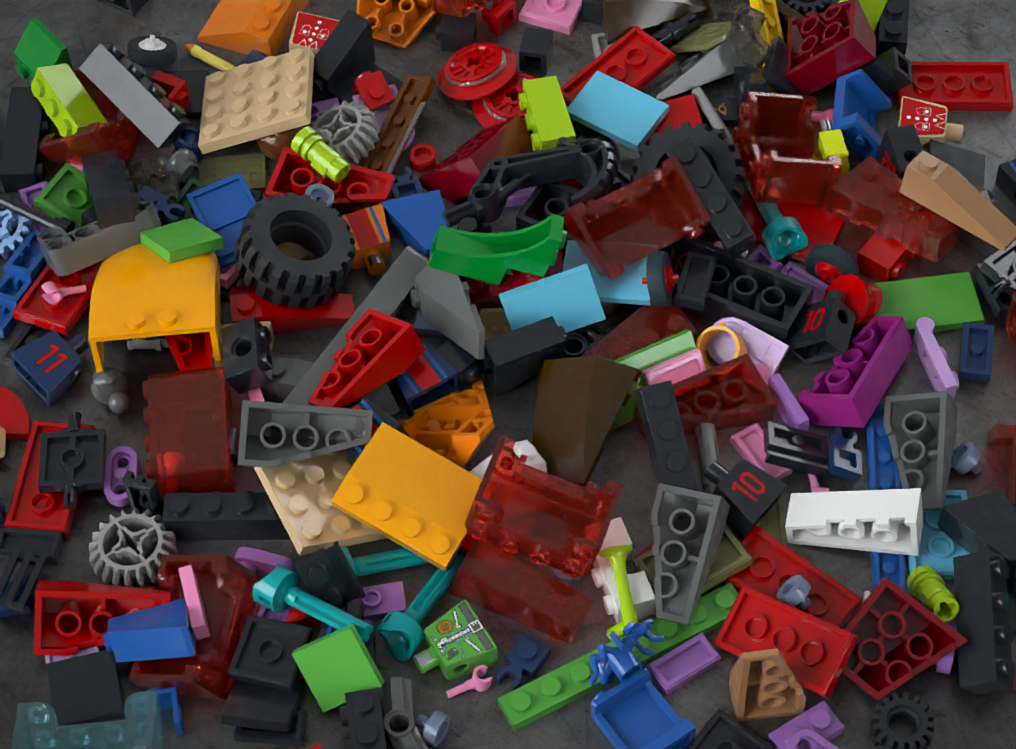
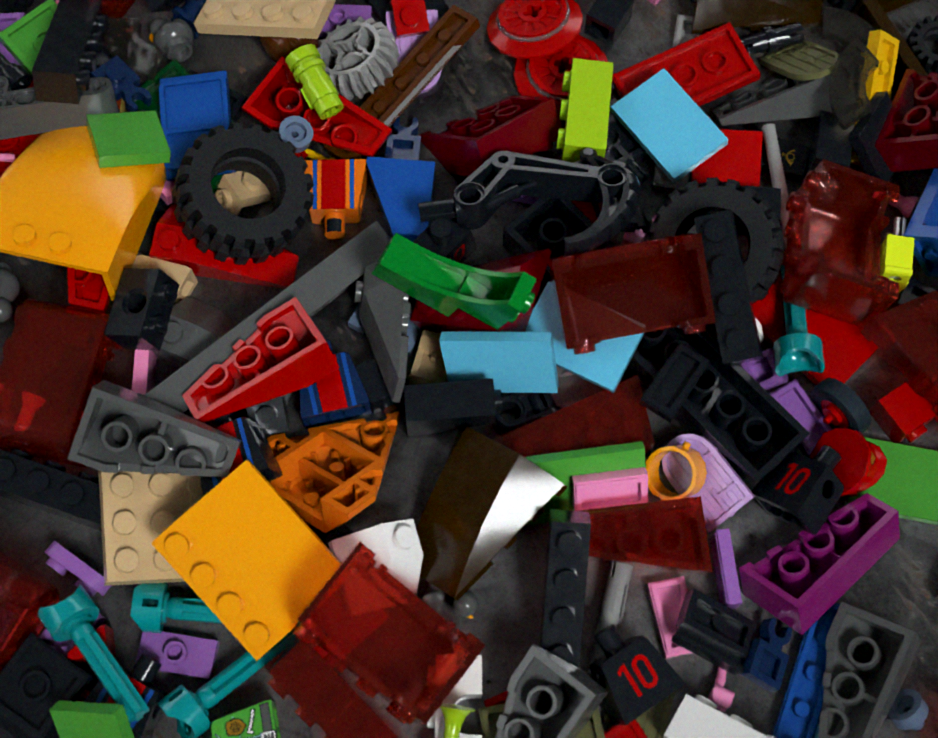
camera: 15 degrees right, 15 degrees up
(250, 166) = (242, 60): olive window -> none
(330, 576) = (128, 625): black plate -> none
(423, 157) = (438, 109): red tile -> none
(660, 279) = (632, 372): black wheel -> none
(934, 358) = (917, 568): lavender plate -> none

